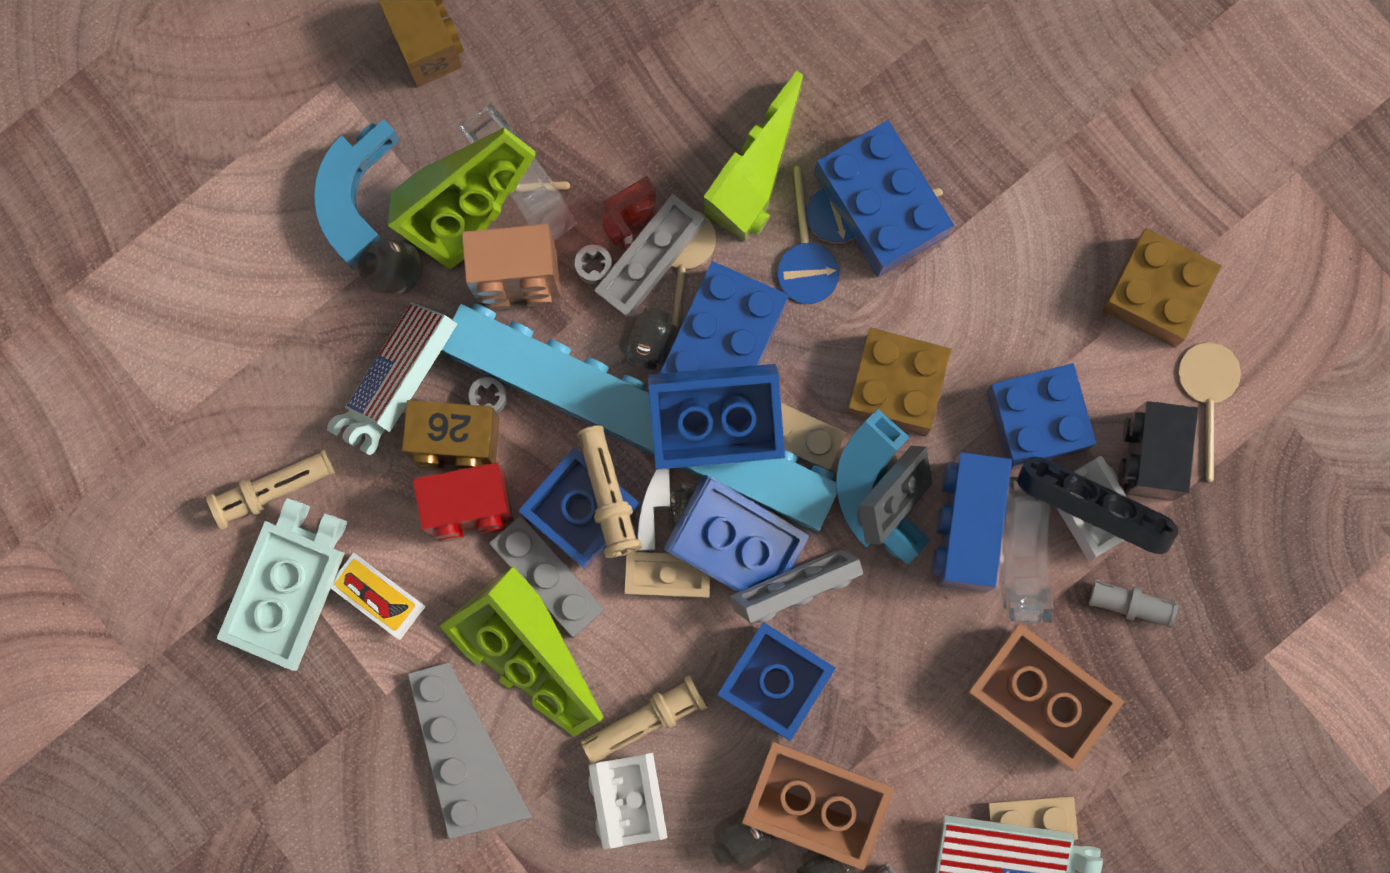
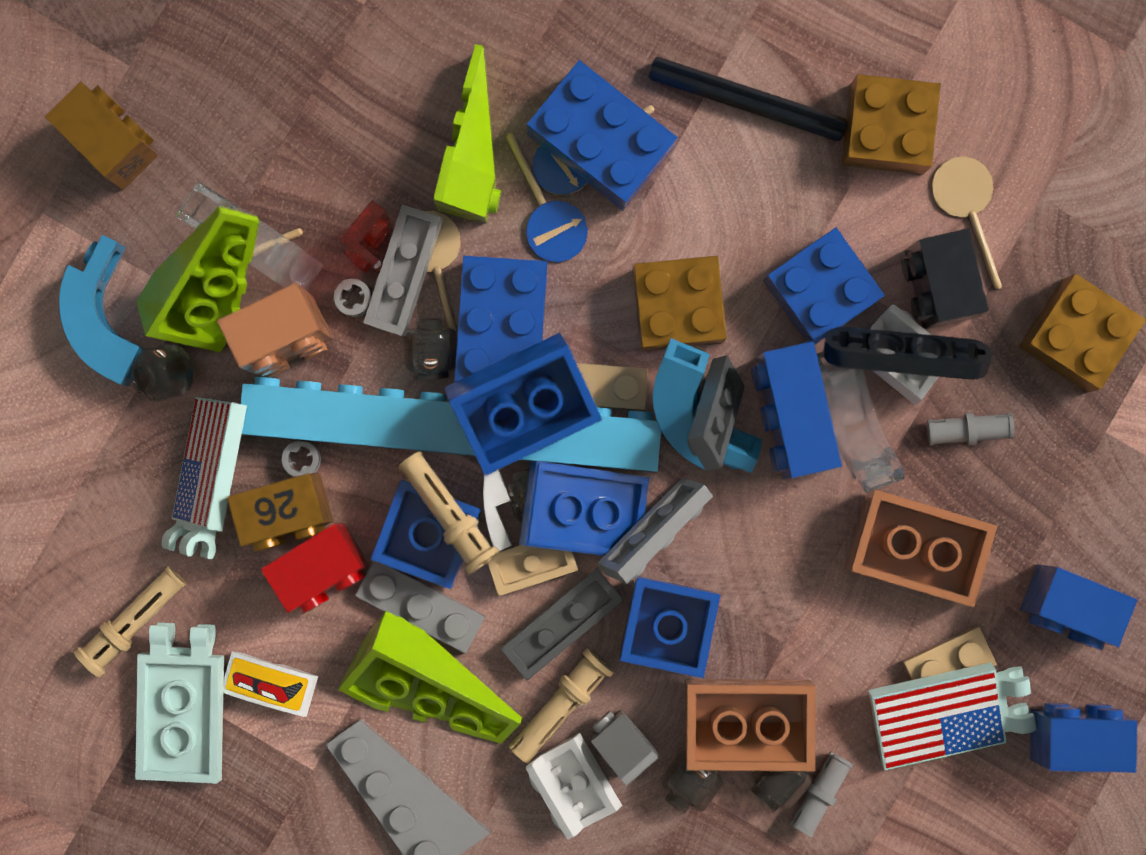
camera: 30 degrees left, 5 degrees up
(674, 643) = (561, 624): none -> dark grey plate
(689, 777) = (623, 745): none -> light grey slope
(1034, 215) = (748, 98): none -> black axle
(1175, 808) = (1073, 603): none -> blue brick
(1274, 552) = (1082, 333): none -> pearl gold brick

